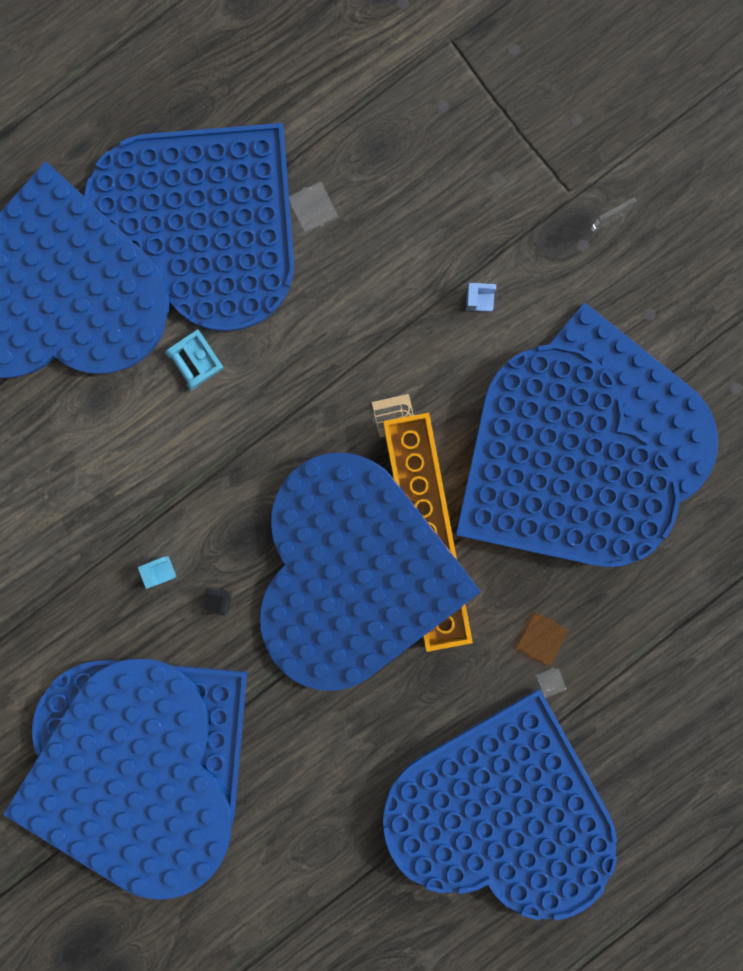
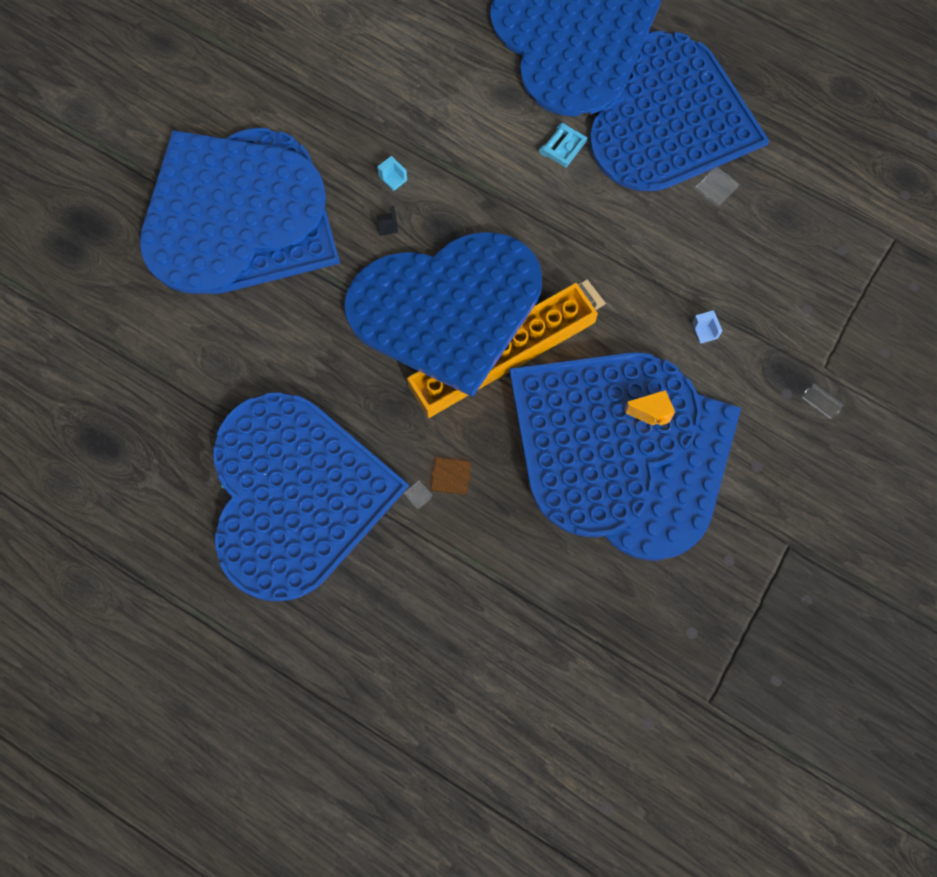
camera: 70 degrees right, 15 degrees down
(564, 401) = (651, 409): none -> light orange slope

